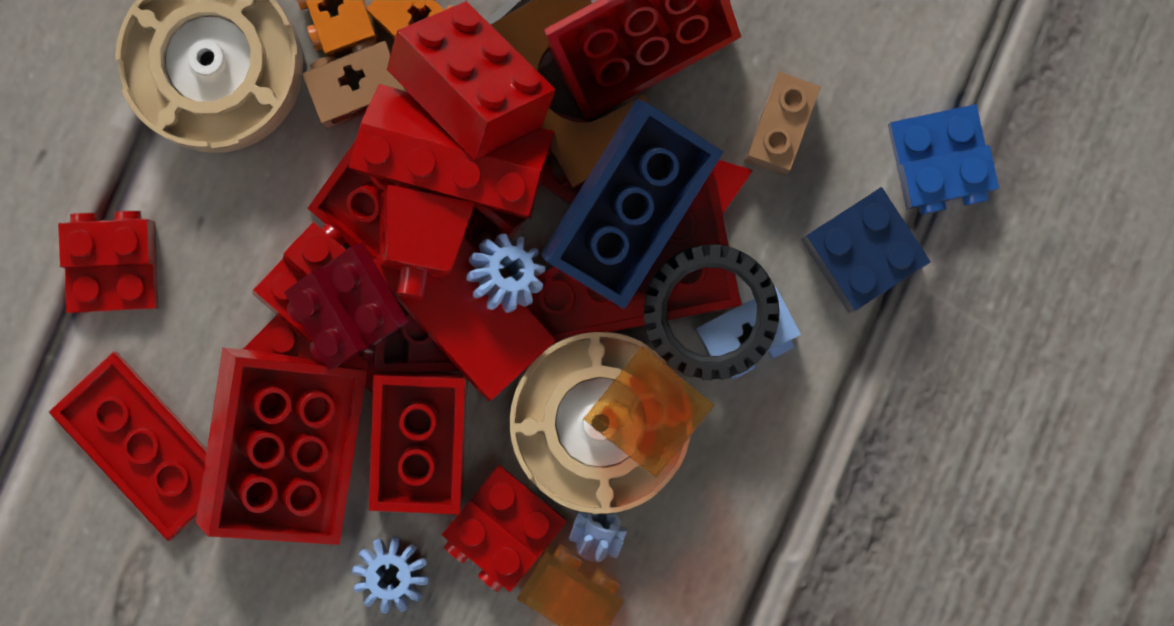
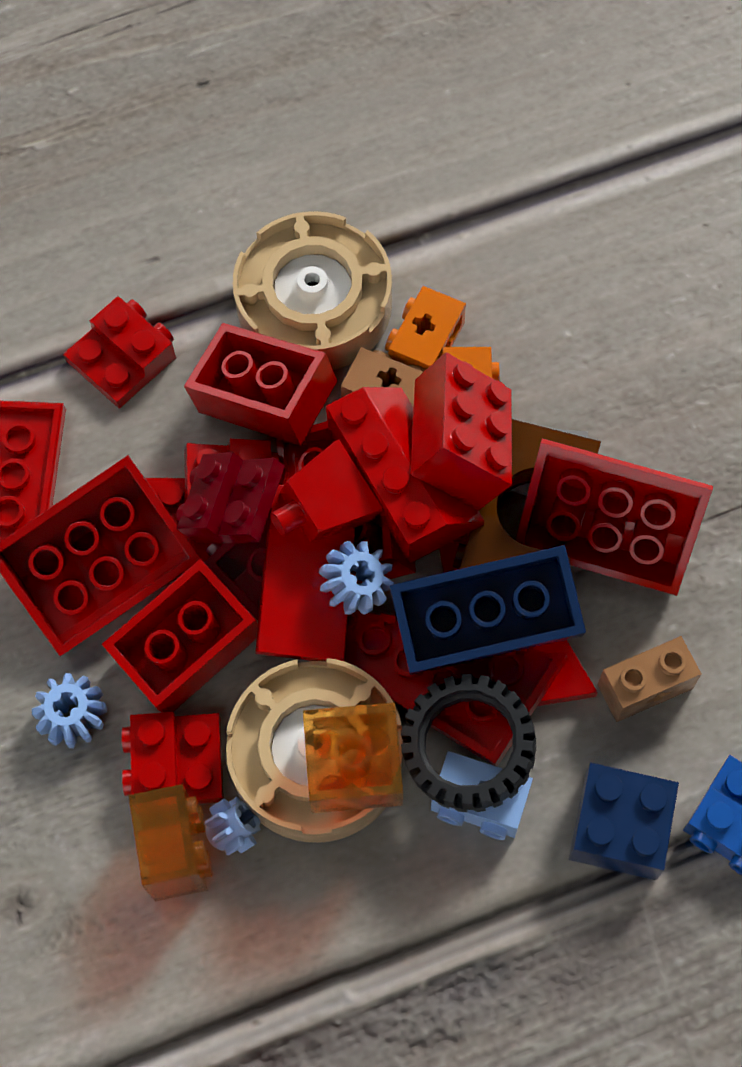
camera: 45 degrees right, 20 degrees down
(257, 183) = (261, 383): none -> red brick

